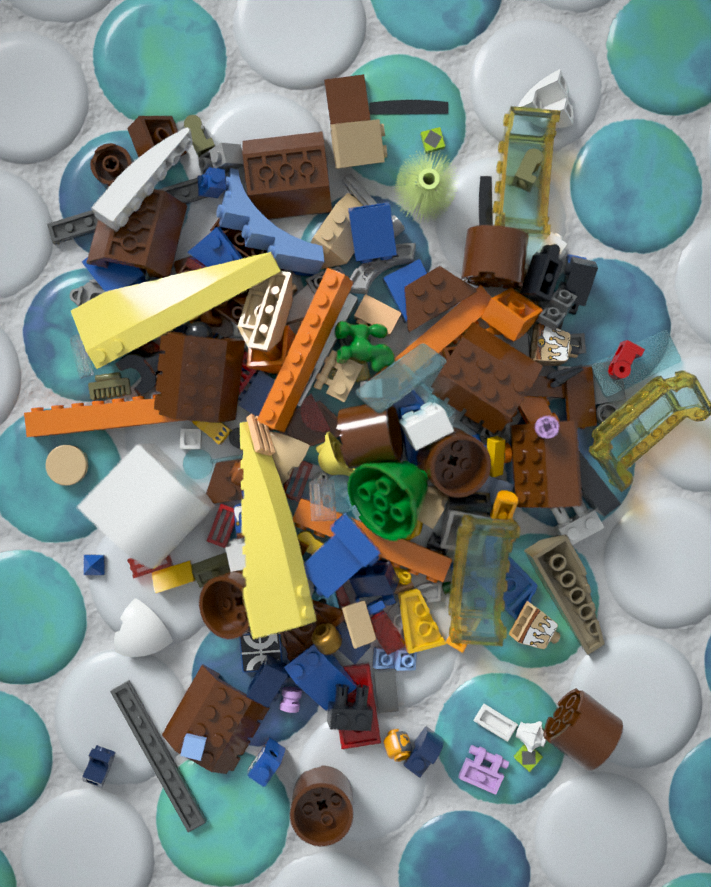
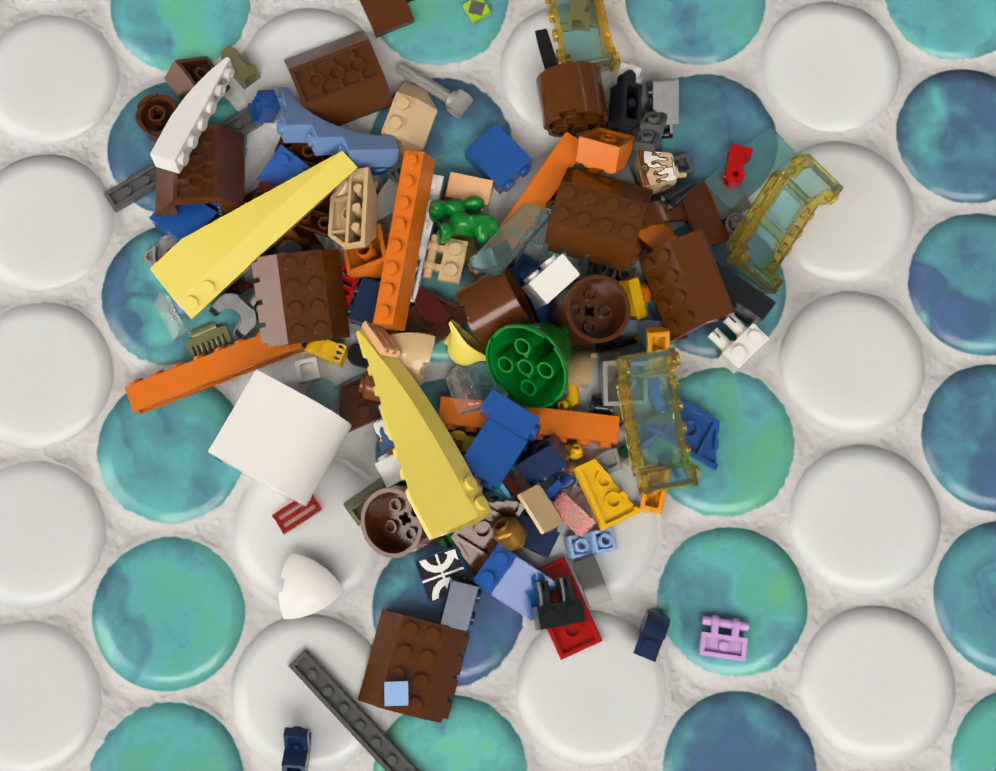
camera: 15 degrees left, 10 degrees down
(67, 465) = (182, 432): tan tile -> none
(94, 564) = (236, 532): blue slope -> none
(172, 576) = (326, 521): yellow slope -> none
(217, 542) = (364, 471): red tile -> none
(222, 157) = (268, 77): light grey slope -> none
(265, 764) = (481, 696): blue torso -> none
(290, 496) = (433, 363): clear red tile -> none
(290, 699) = (489, 618): lavender wheel -> none
(326, 821) = (569, 737): reddish brown brick -> none
(358, 143) = (401, 30): tan slope -> none
(369, 271) = (457, 139): light grey tile -> none
(372, 232) = (441, 109): blue brick -> none
(397, 745) = (621, 635): light orange head -> none
(426, 186) = (482, 51): yellowish green piece -> none
(433, 295) = (521, 154): reddish brown wing -> none
(495, 722) = (720, 583): white tile -> none
(527, 758) = (768, 611): tile -> none
(531, 735) = (763, 583): white rock -> none
(534, 628) = (730, 464): torso -> none
(544, 429) = (673, 245): lavender wheel -> none
(568, 587) = (746, 407): dark tan wedge -> none
(583, 729) = (815, 556): reddish brown brick -> none

